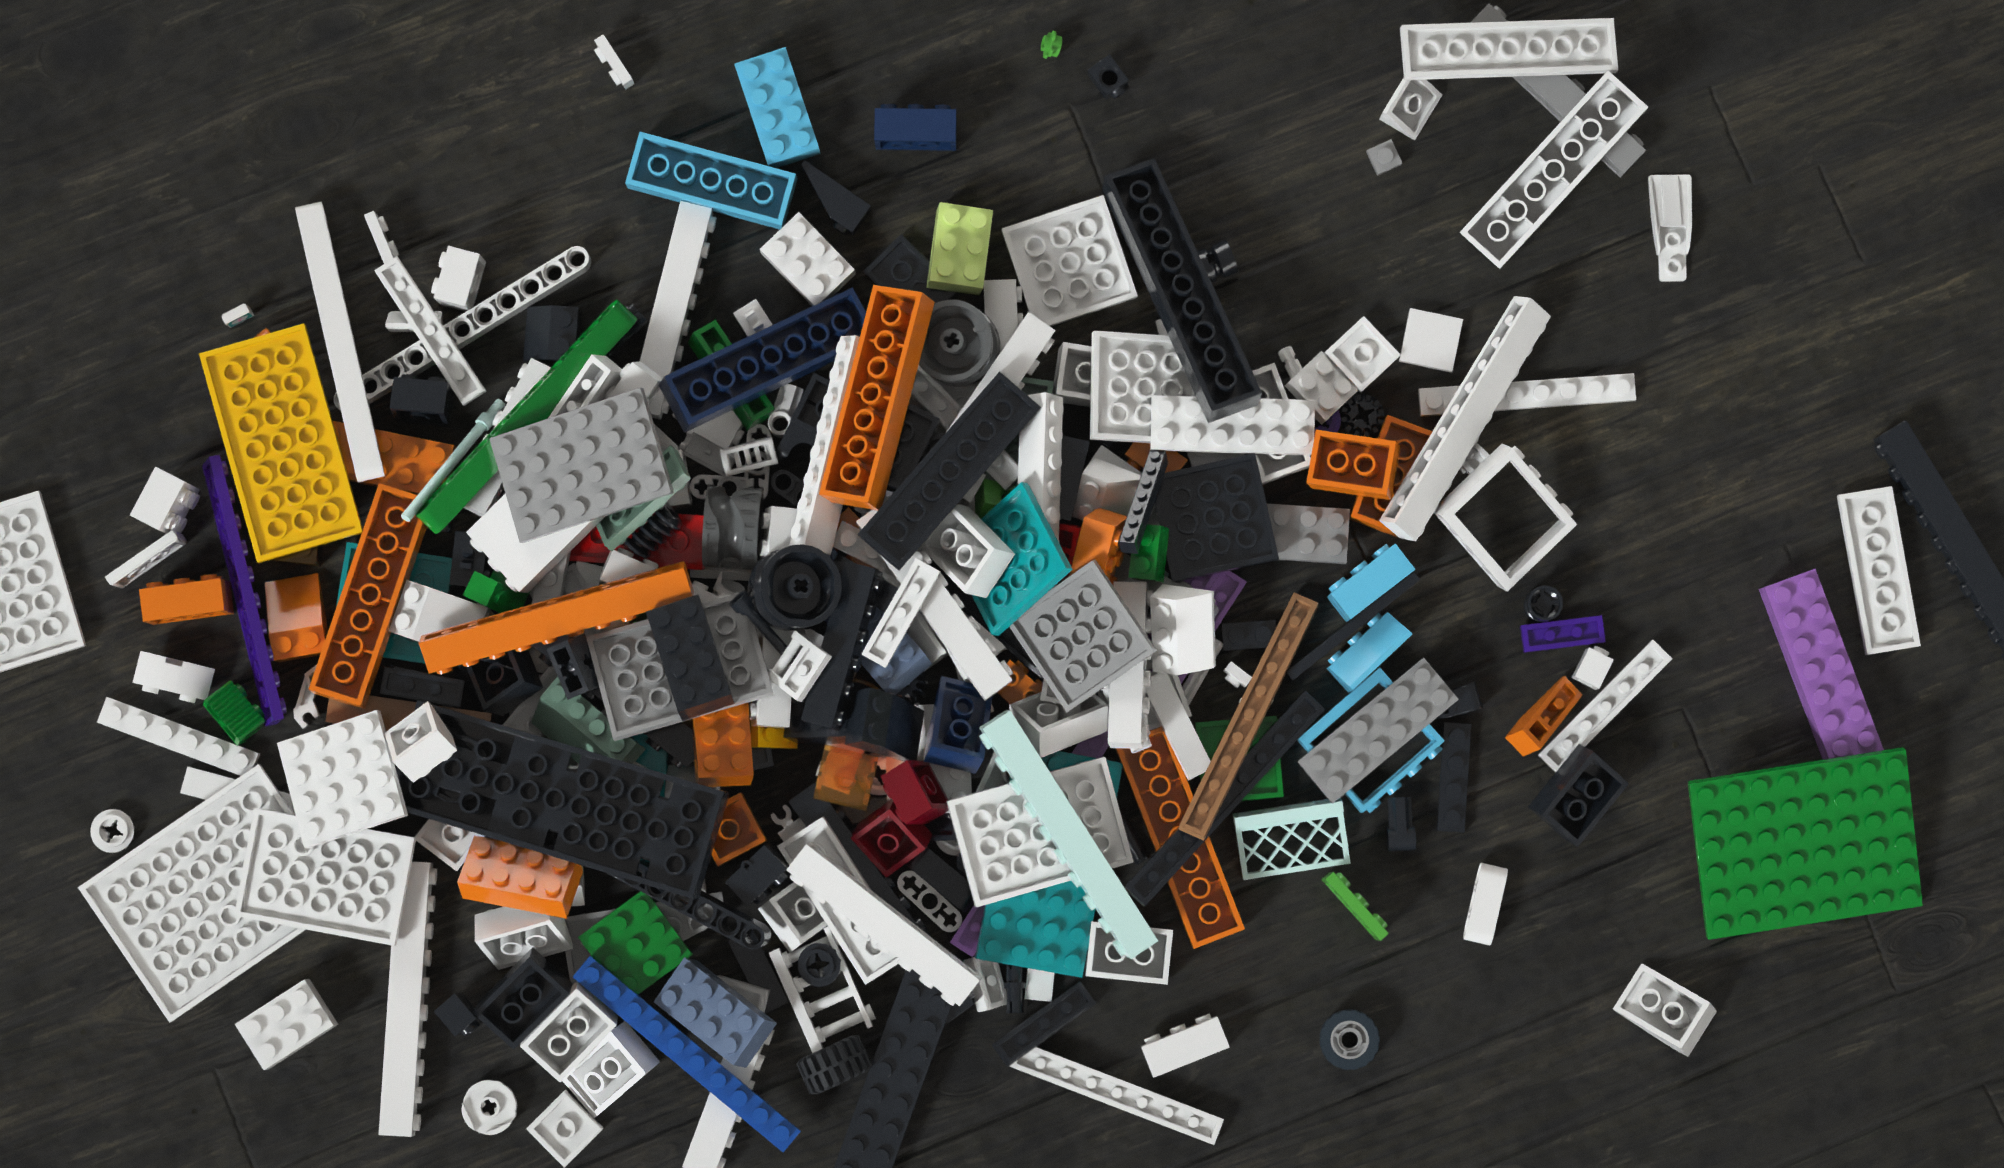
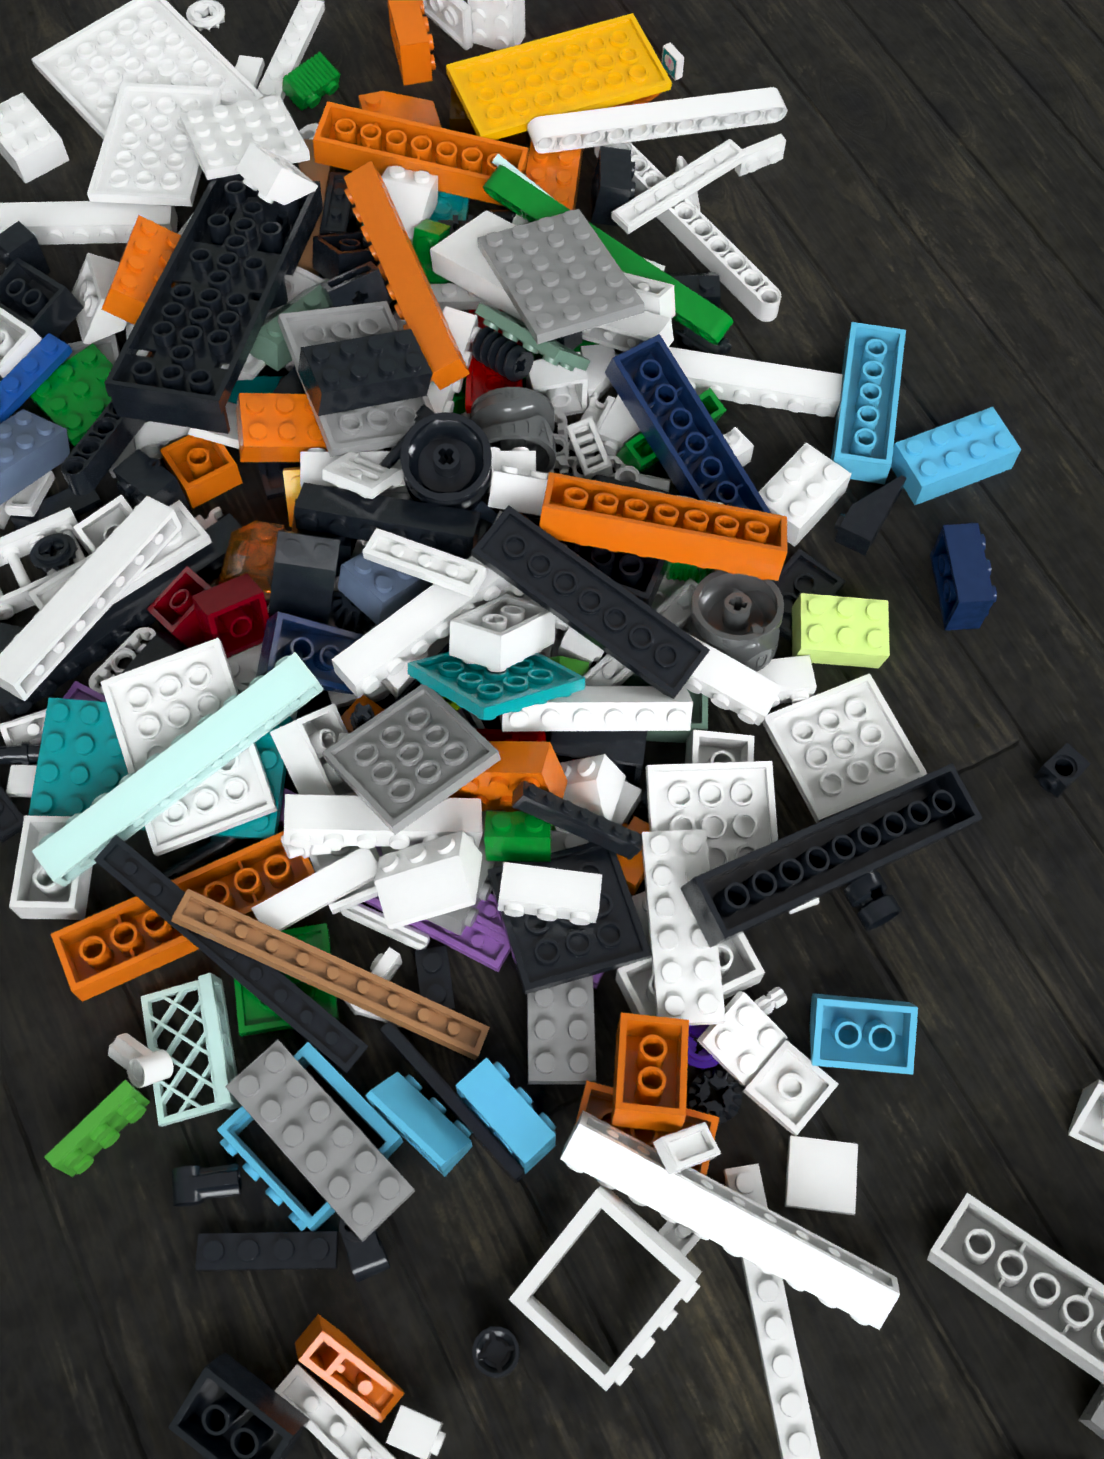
camera: 85 degrees right, 20 degrees down
(174, 676) = (342, 38): white brick -> none
(245, 600) = (402, 78): dark purple plate -> none
(458, 278) = (733, 205): white brick -> none
(606, 53) = (968, 318): white plate -> none
(1028, 680) = (361, 715): none -> black axle
(1051, 45) = (1084, 709): bright green plate -> none
(1202, 531) = (549, 893): none -> white brick
(1306, 872) = (140, 1062): none -> white piece
(1325, 290) = (863, 1033): none -> medium azure slope
(1384, 157) = (1038, 1097): light grey plate -> none
(1414, 443) = (686, 1148): none -> white tile
(1485, 904) = (101, 1306): white beam -> none
(1562, 634) = (459, 1386): dark purple plate -> none

